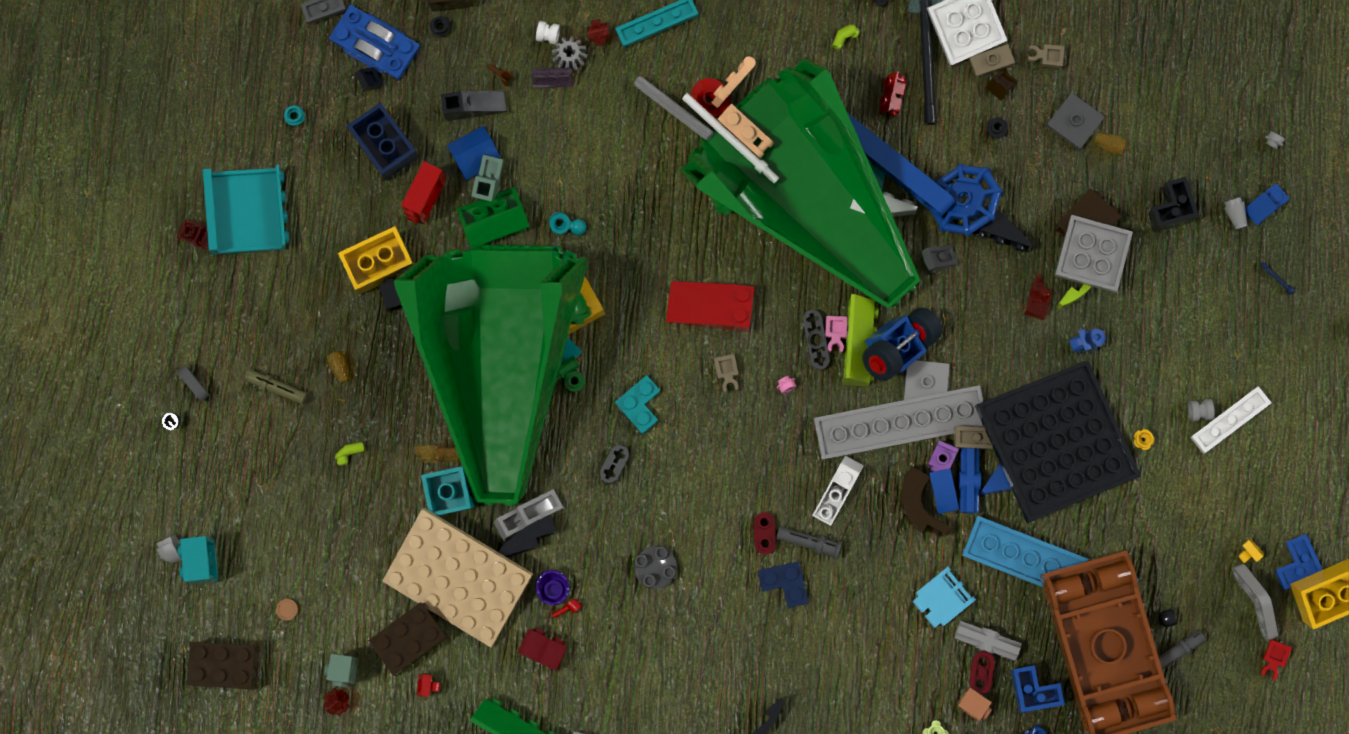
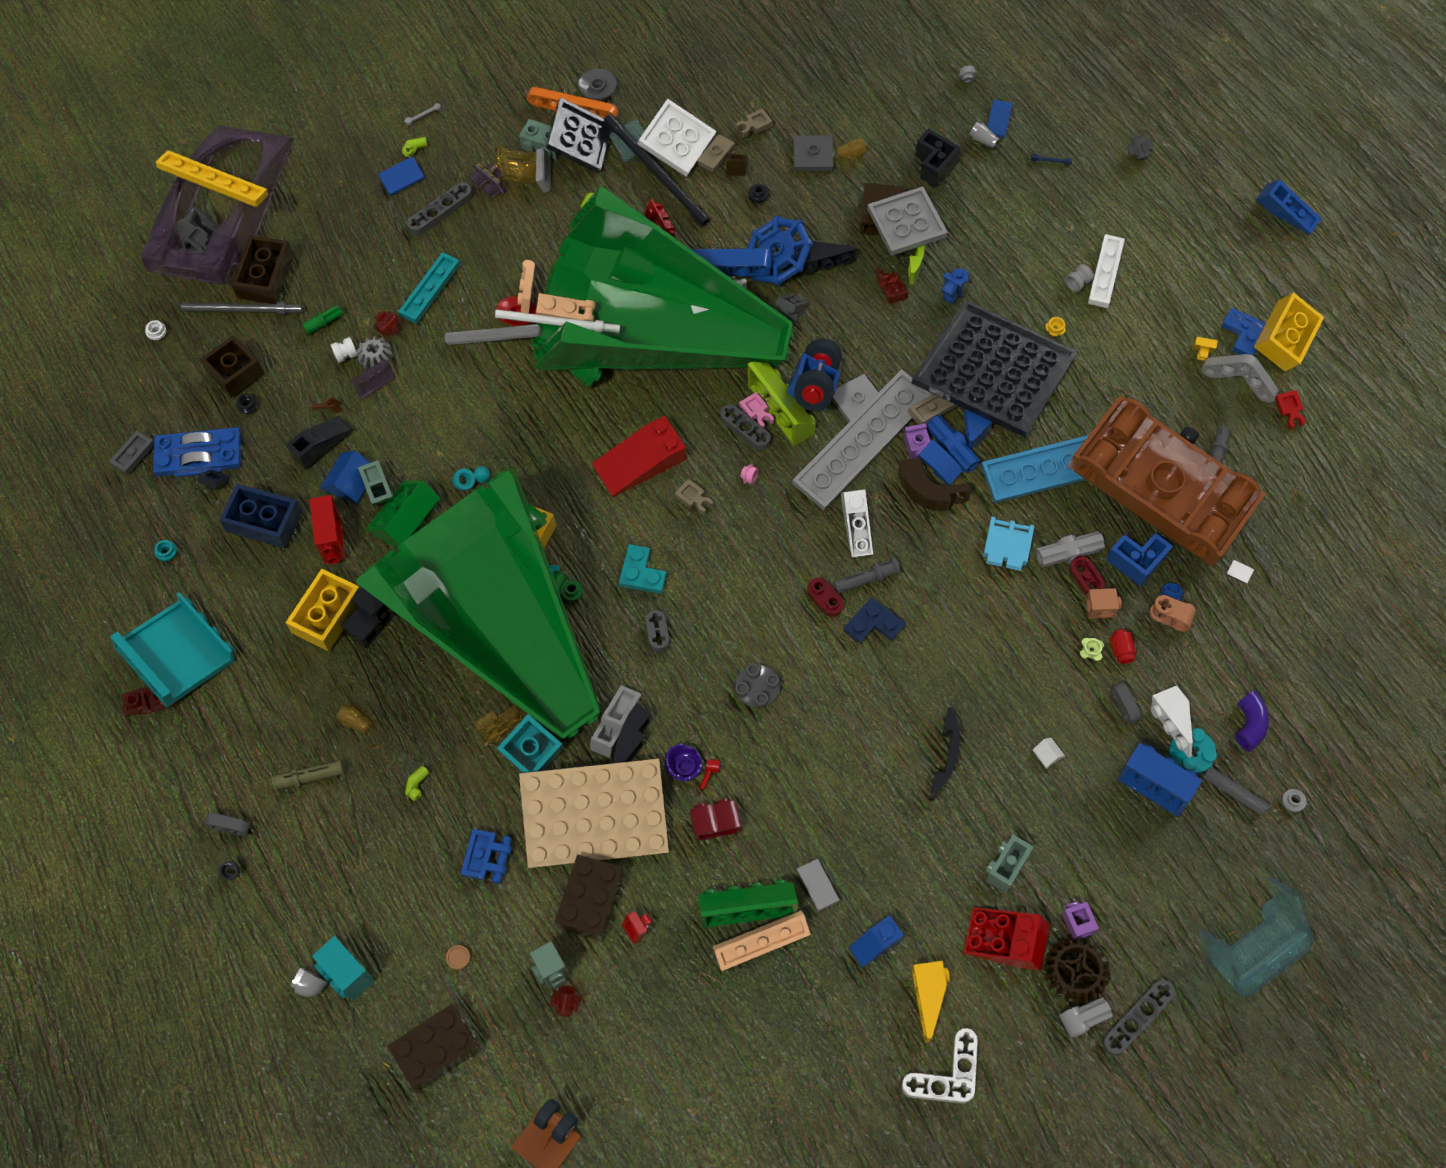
camera: 40 degrees left, 15 degrees down
(354, 544) = (479, 854): none -> blue plate

